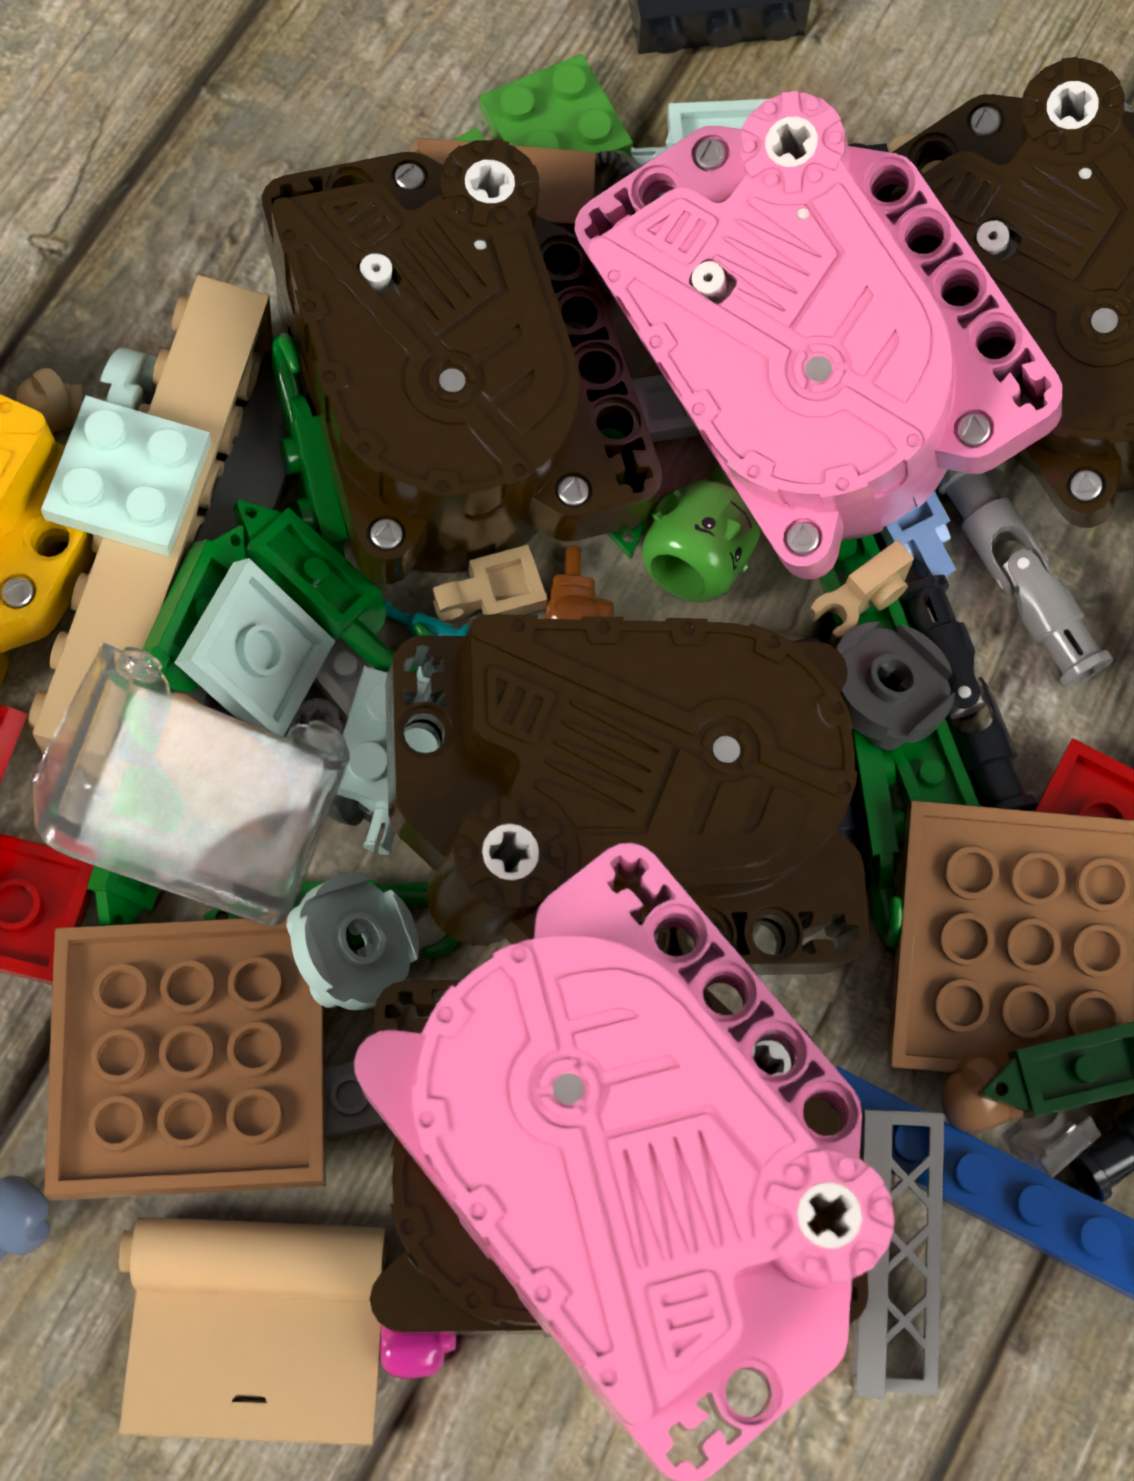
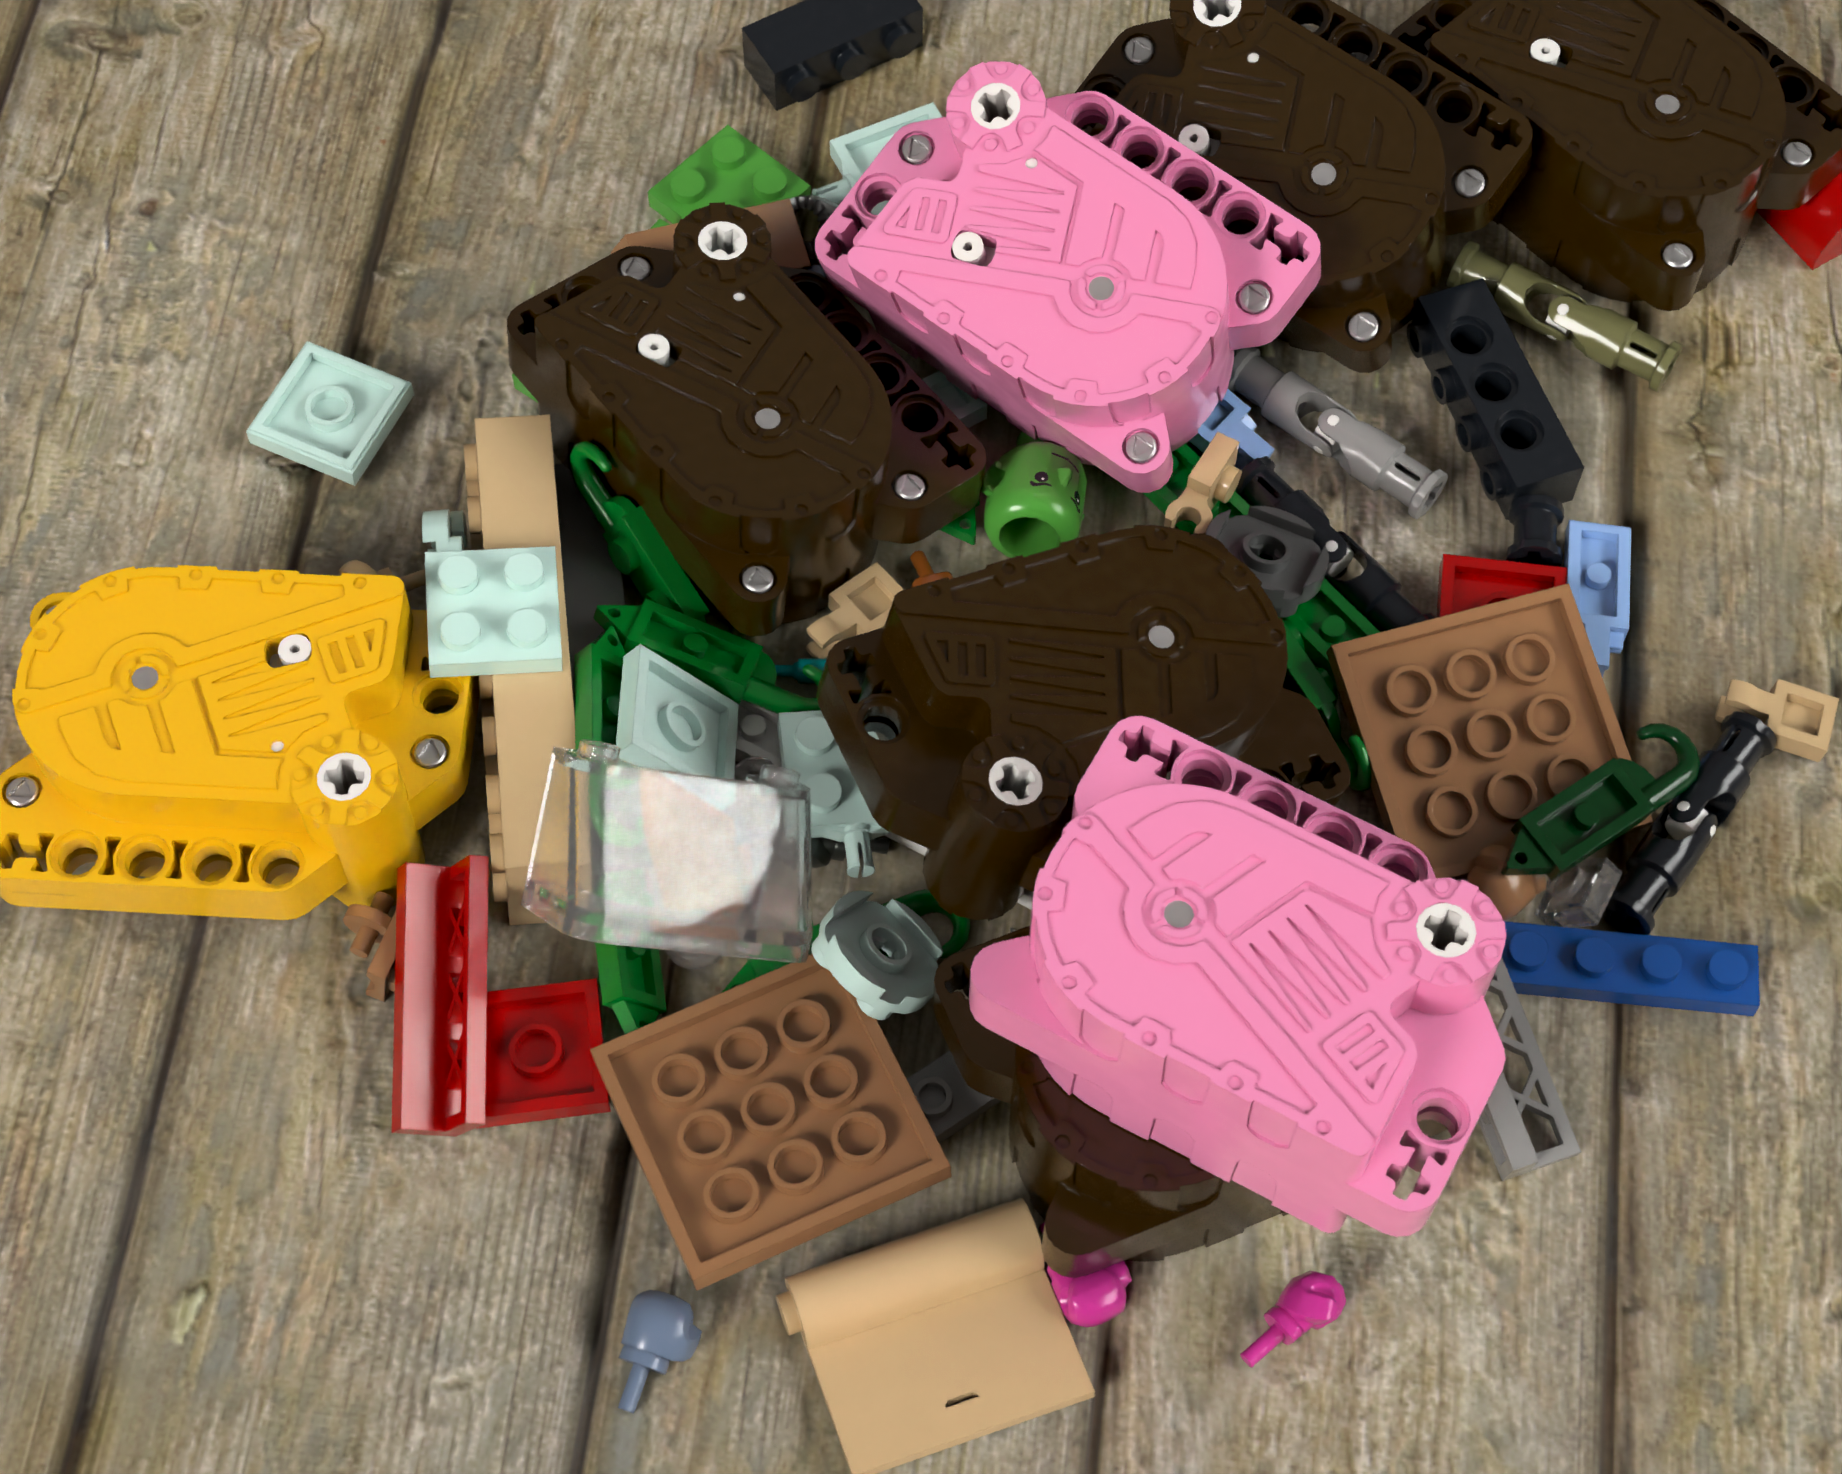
camera: 20 degrees left, 10 degrees down
(100, 213) = (330, 413): none -> light aqua plate
(591, 1445) = (1304, 1304): none -> dark pink piece

